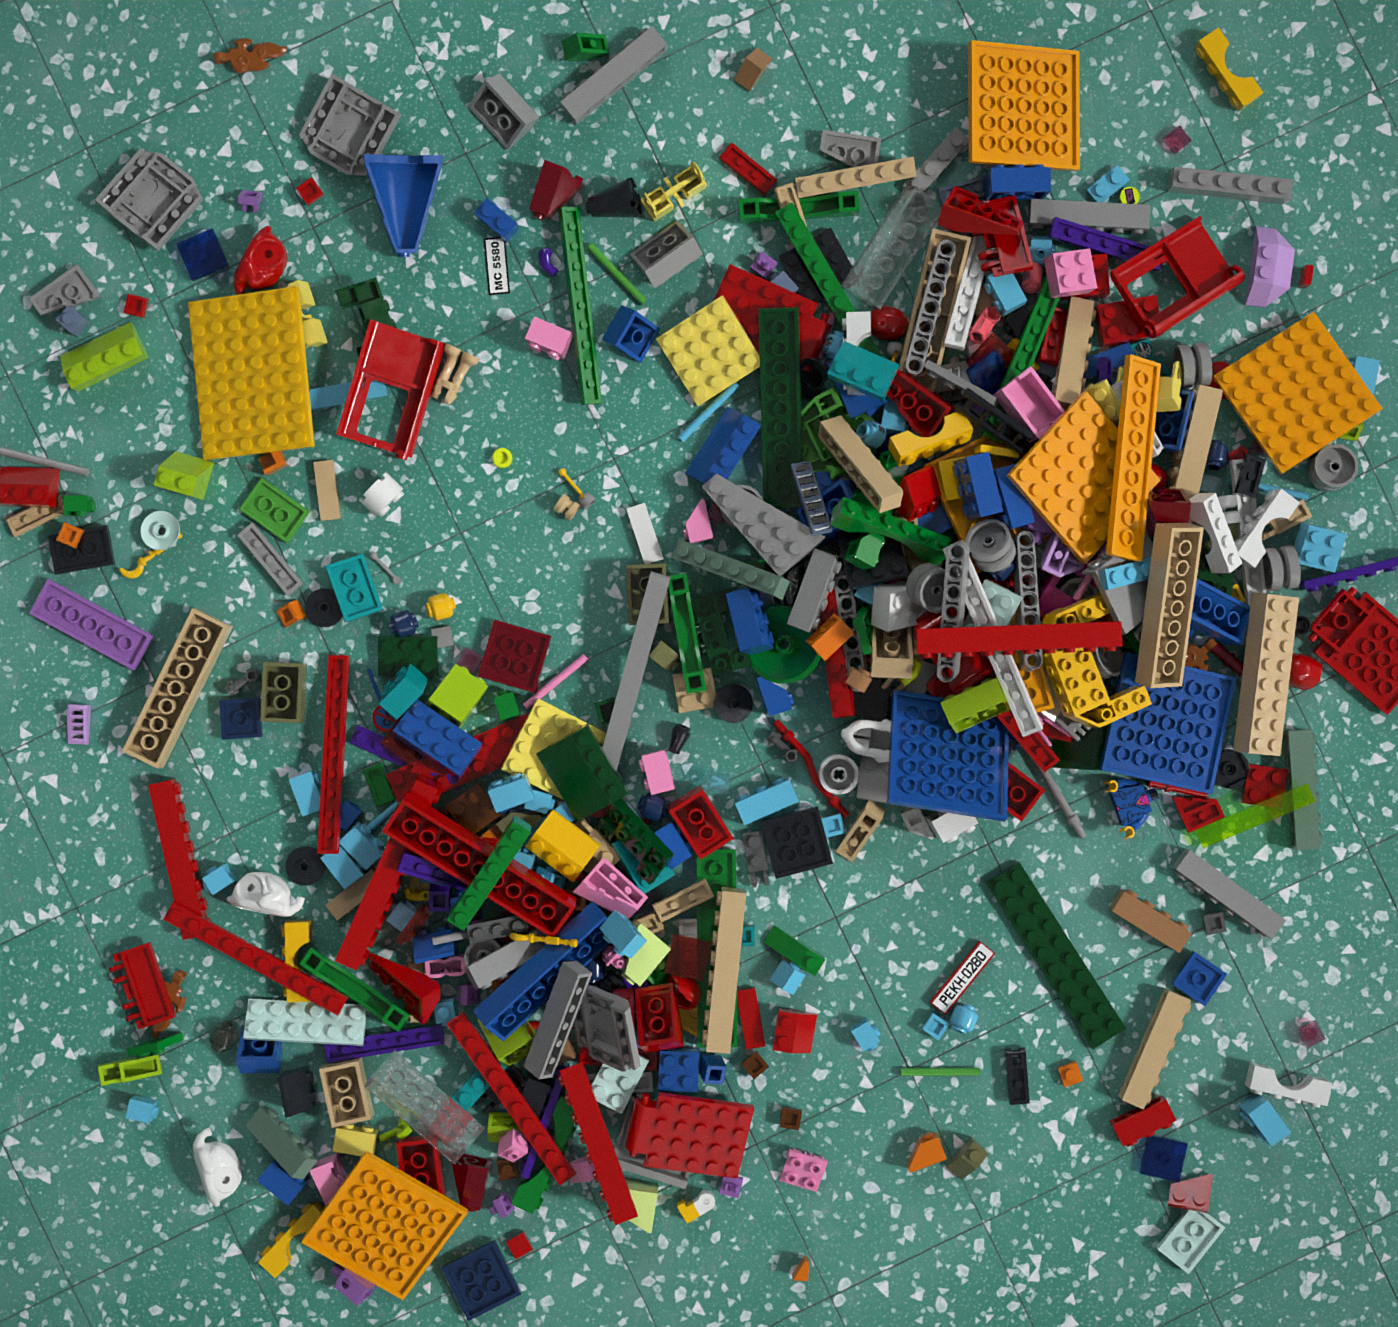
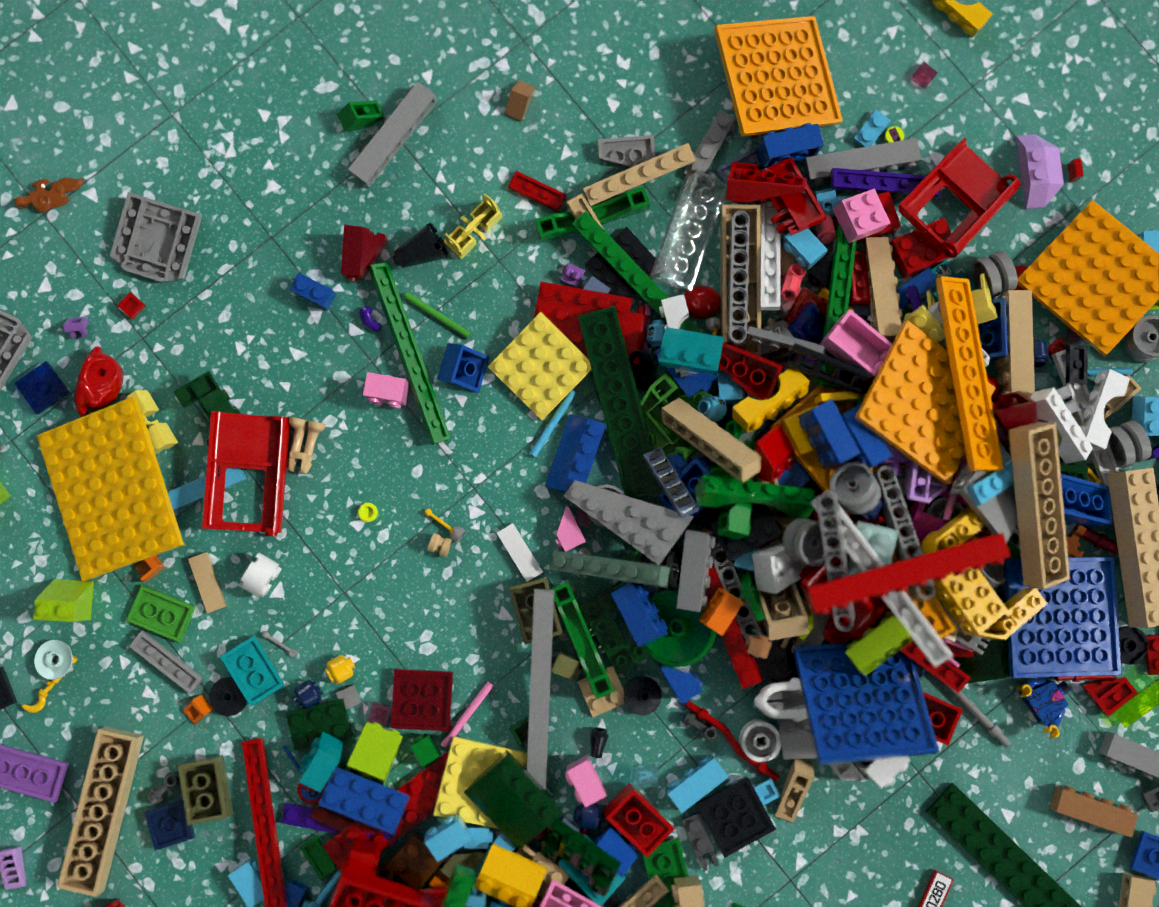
camera: 20 degrees left, 5 degrees down
(403, 195) = (219, 288): blue cone -> none
(496, 266) = (323, 334): sticker -> none
(503, 111) = (297, 190): light grey slope -> none
(666, 253) = (479, 286): light grey slope -> none
(1230, 185) = (984, 104): light grey brick -> none

